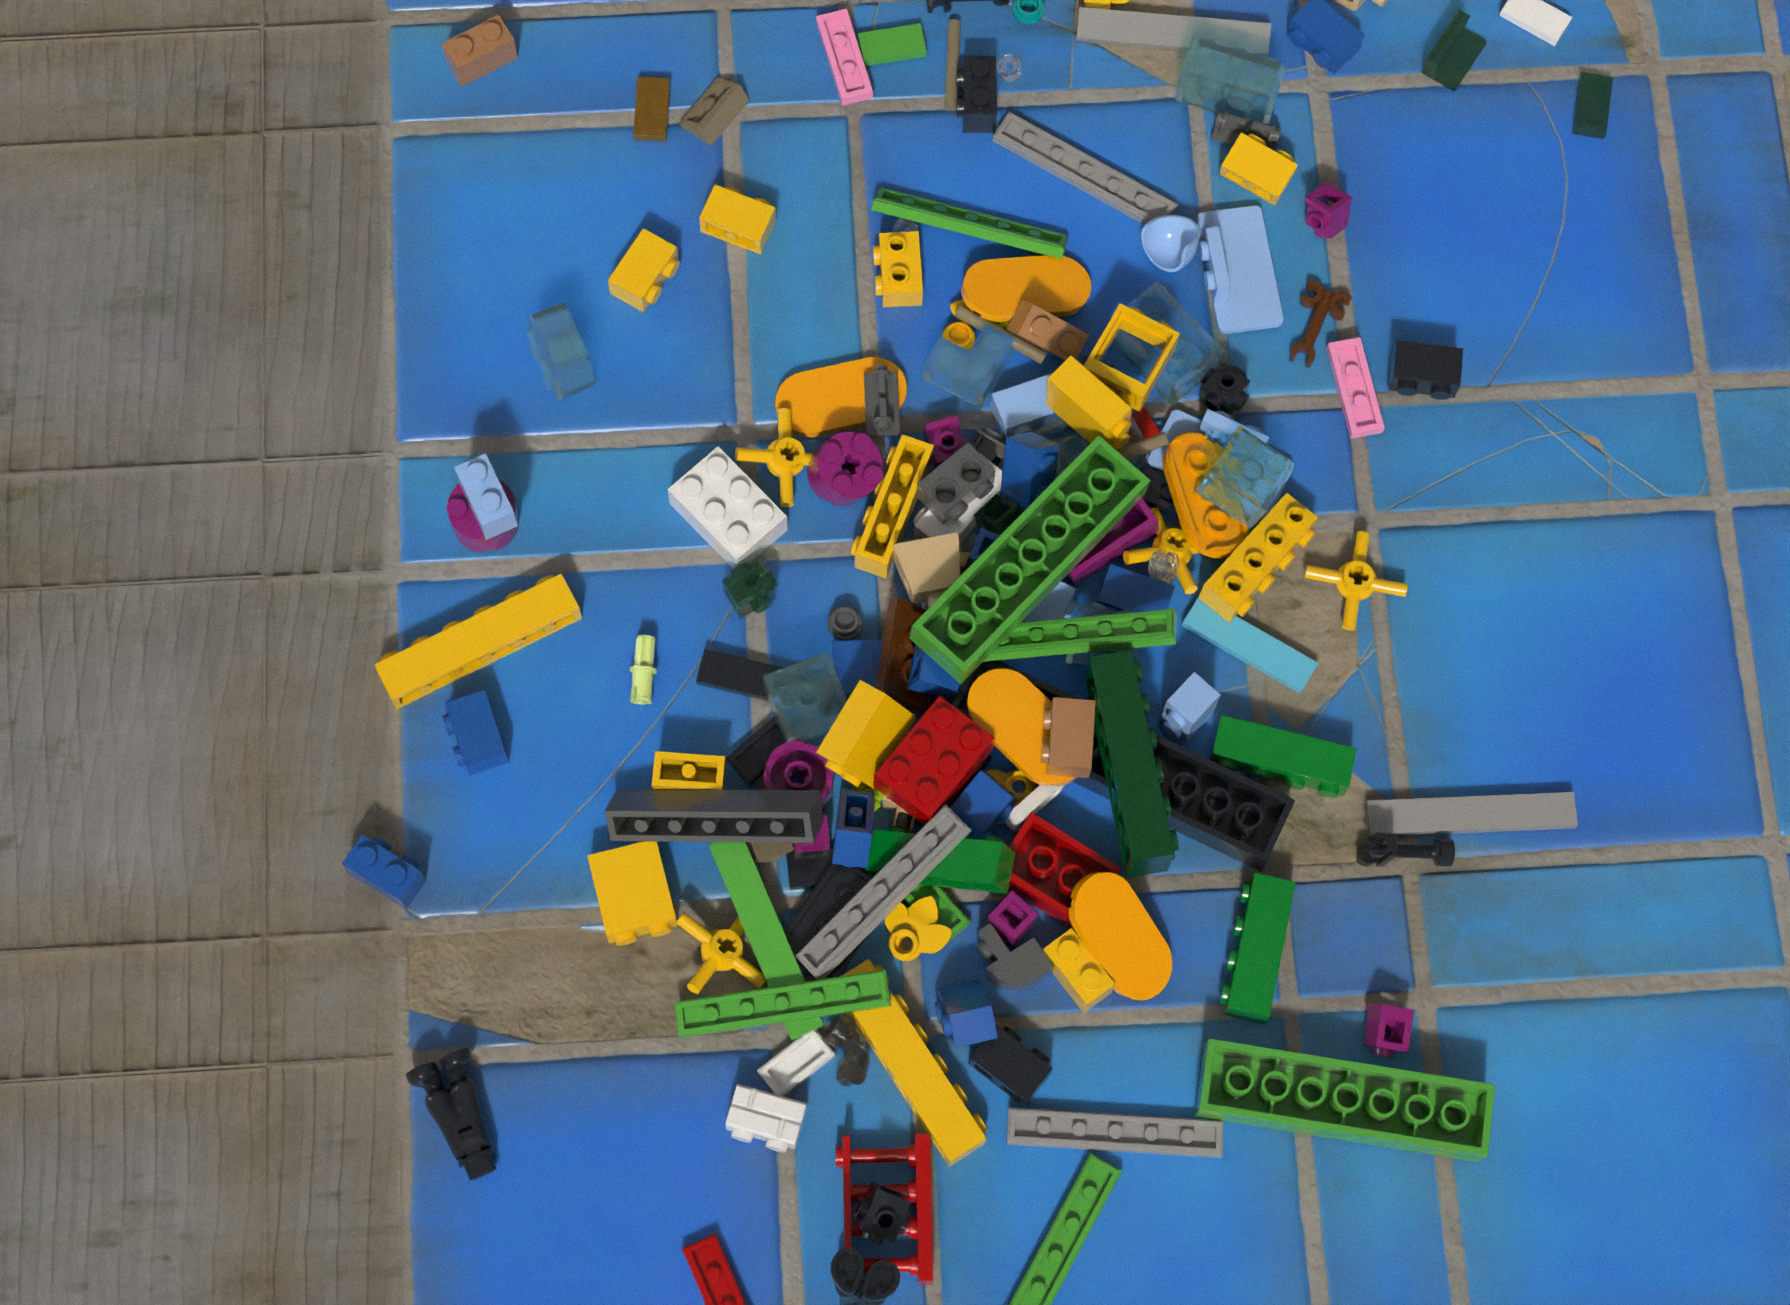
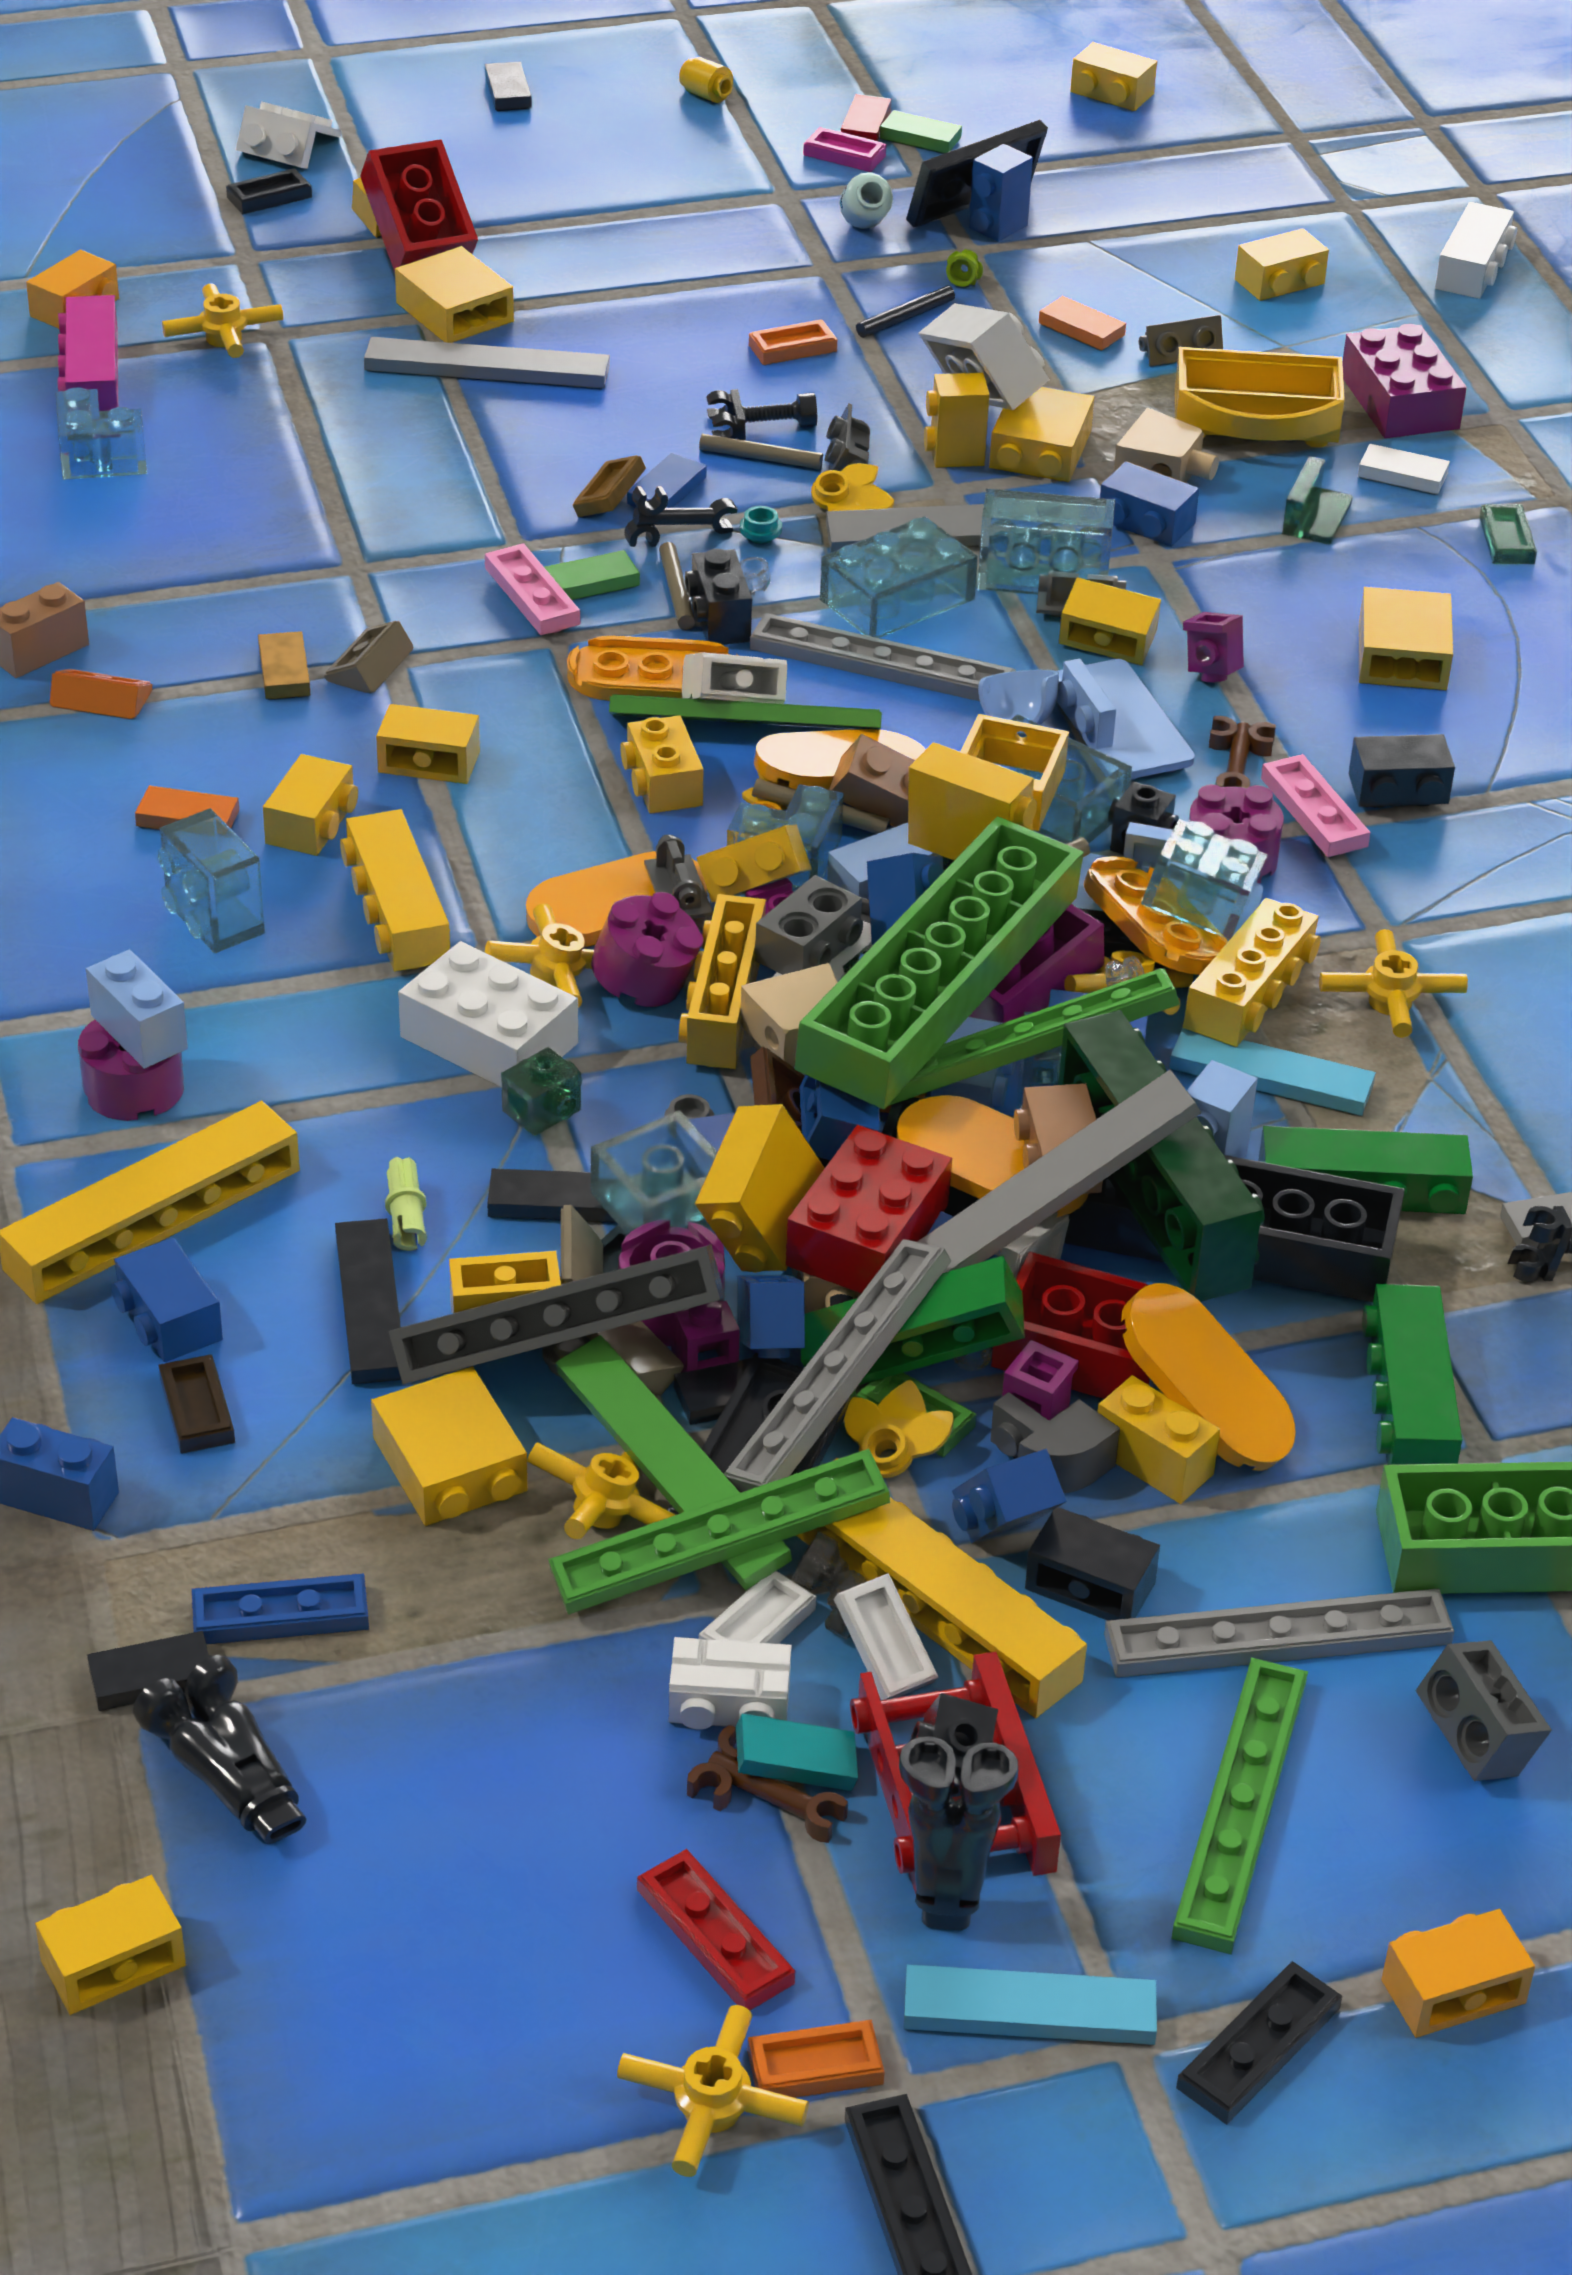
camera: 10 degrees left, 30 degrees down
(369, 1240) = (110, 1944): none -> yellow brick
(423, 1033) = (126, 1671): none -> black tile
(483, 818) = (196, 1404): none -> dark brown tile
(508, 998) = (280, 1608): none -> blue tile
(517, 116) = (98, 693): none -> orange slope
(559, 256) = (167, 805): none -> orange tile
(605, 746) = (368, 1298): none -> black tile
(687, 374) = (395, 889): none -> yellow brick
(743, 755) = (579, 1247): none -> dark tan slope
(754, 1174) = (723, 1773): none -> reddish brown bar
(795, 1176) = (796, 1752): none -> teal tile
(868, 1100) = (885, 1637): none -> white tile
(917, 158) = (633, 665): none -> light orange tile
(936, 399) = (754, 862): none -> yellow brick
(966, 197) = (734, 678): none -> white brick
(1054, 785) = (1065, 1172): none -> light grey tile
(1114, 93) = (898, 577): none -> clear light blue brick
(1216, 1231) = (1483, 1710): none -> dark grey brick
(1293, 400) = (1242, 815): none -> magenta brick
(1474, 219) = (1405, 638): none -> yellow brick

